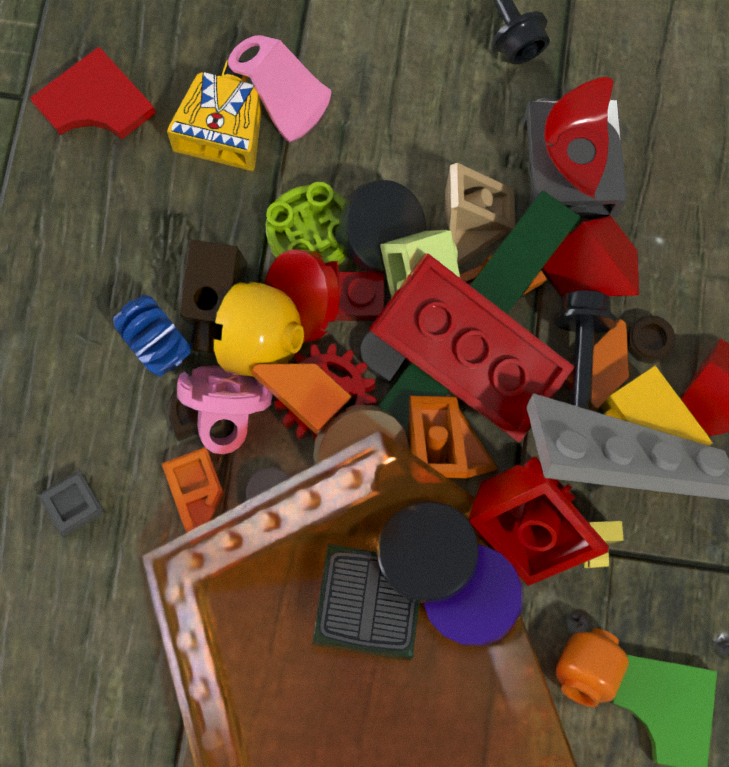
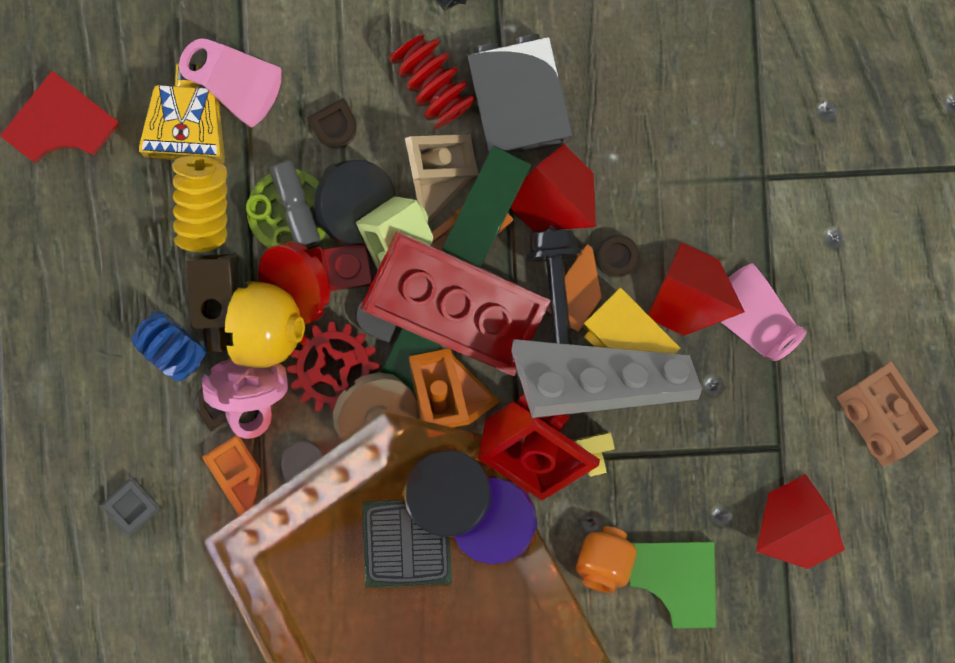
camera: 10 degrees left, 10 degrees up
(222, 194) = (200, 203): none -> yellow piece
(304, 391) = (315, 374): orange tile -> none
(318, 209) = (293, 199): none -> dark grey piece
(375, 153) = (334, 125): none -> dark brown tile
(484, 124) = (431, 80): none -> red piece
(580, 115) = (518, 63): red piece -> none

